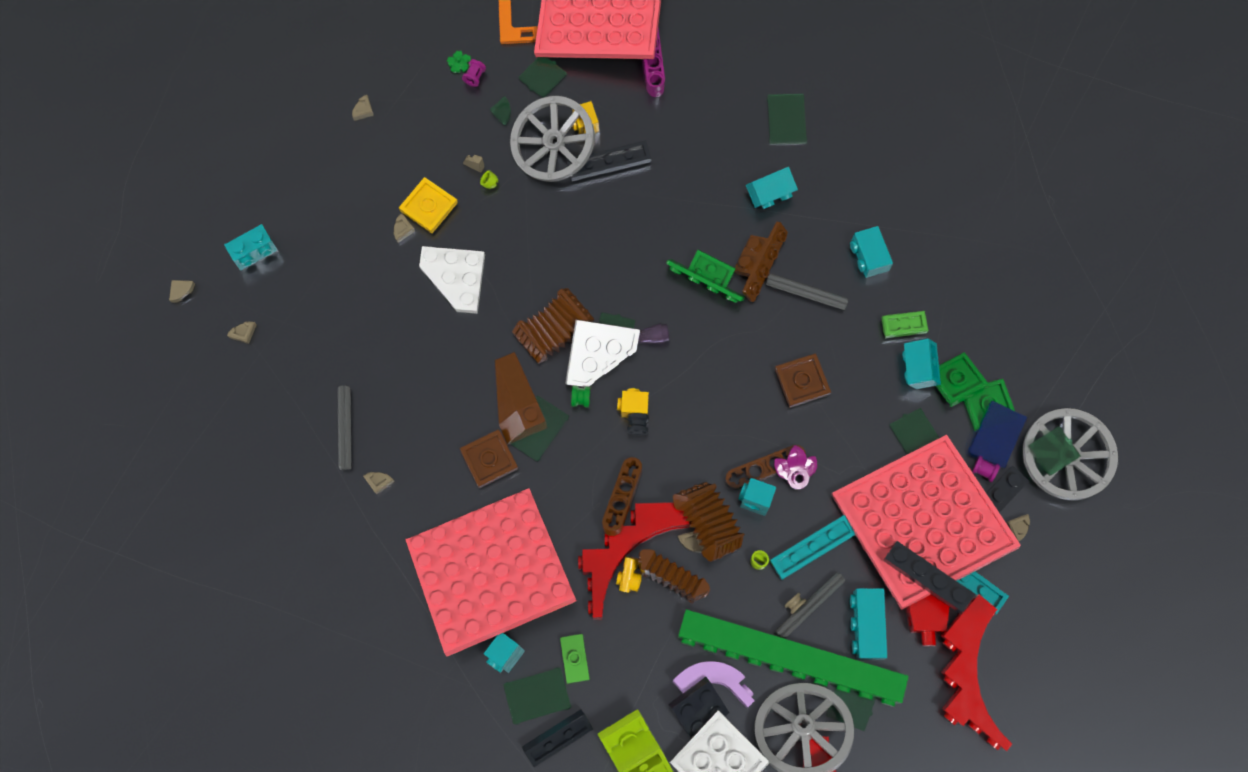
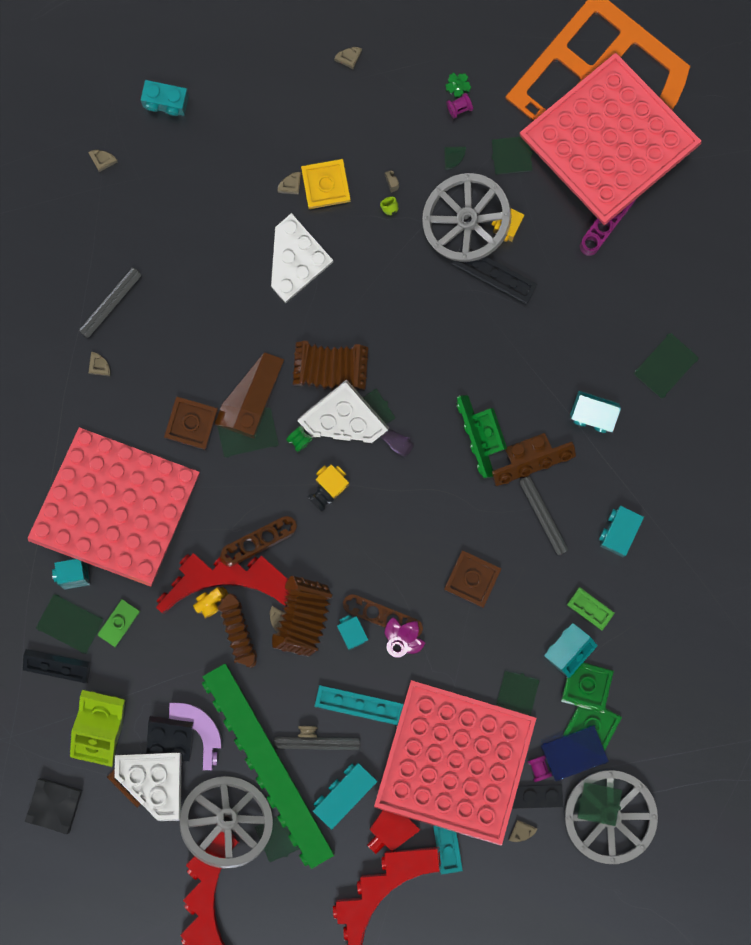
camera: 40 degrees right, 10 degrees up
(180, 289) = (85, 83): dark tan tile -> none
(761, 557) = (316, 677): lime hinge -> none
(929, 577) = (413, 804): black plate -> none

